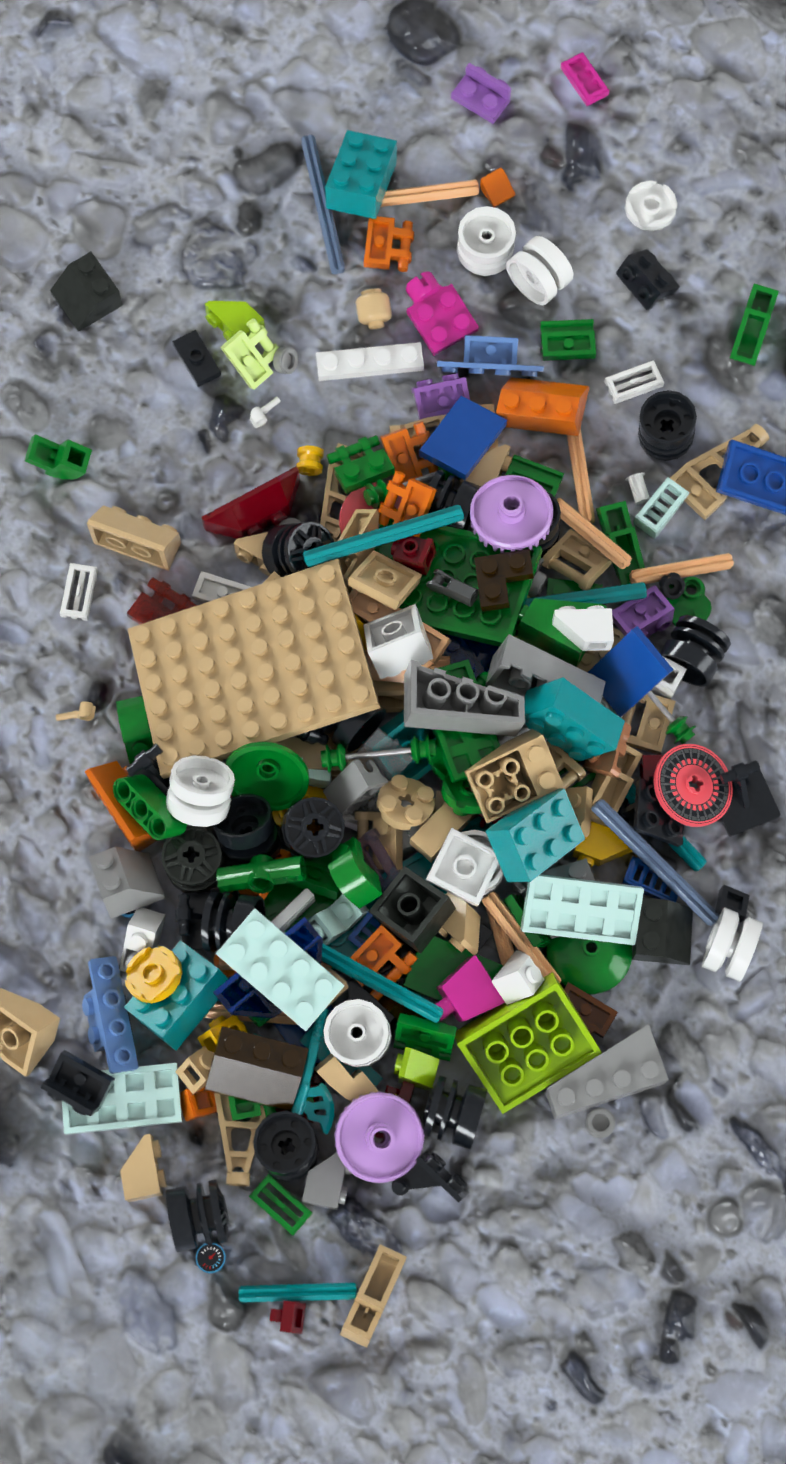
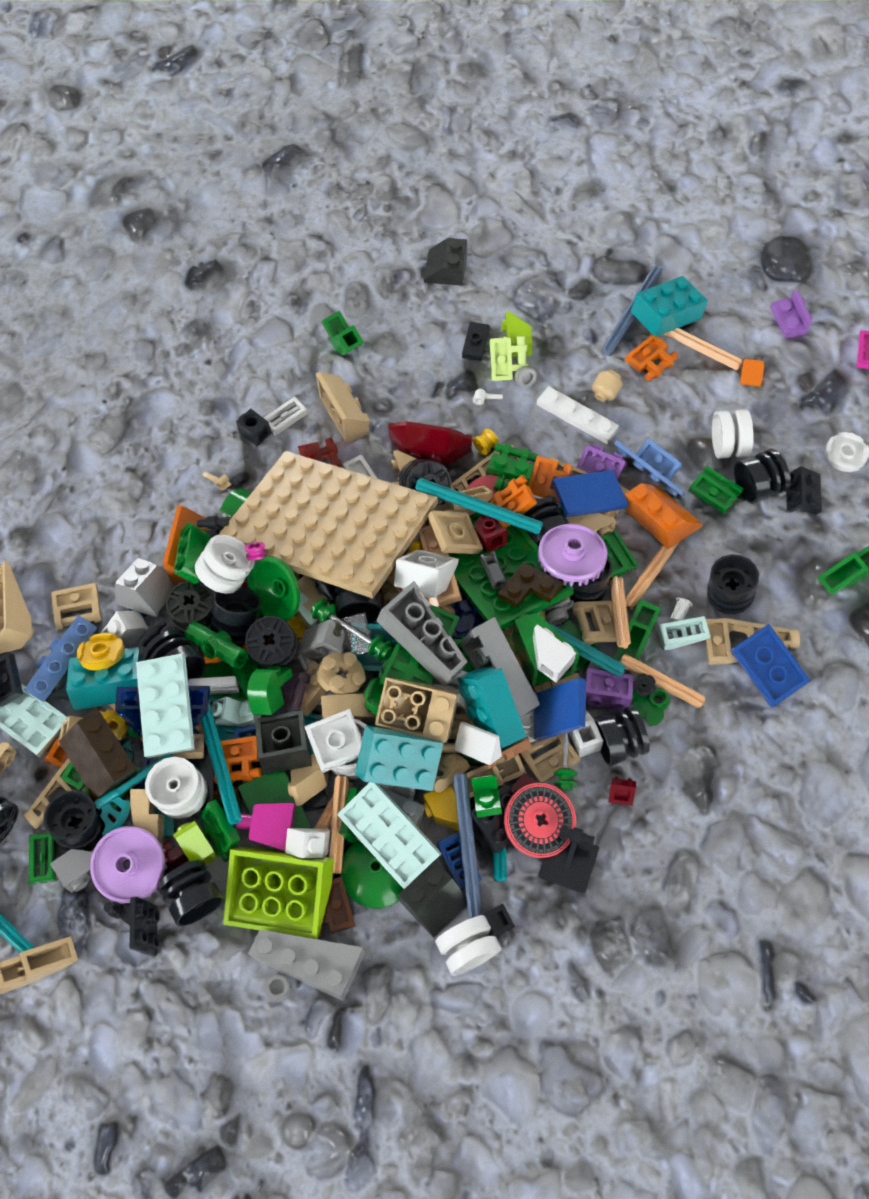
camera: 45 degrees right, 10 degrees down
(60, 949) = (74, 600): none -> tan plate
(70, 637) = (260, 428): none -> black brick
(222, 754) = (255, 551): none -> dark pink bush
(438, 313) = (645, 416): dark pink plate -> none
(486, 240) = (712, 392): white wheel -> none
(590, 763) = (478, 743): none -> white slope
(603, 293) = (762, 475): none -> black wheel
(619, 397) = (727, 548): white tile -> none
(635, 802) = (486, 796): none -> green slope
(735, 699) = (622, 791): none -> dark red tile

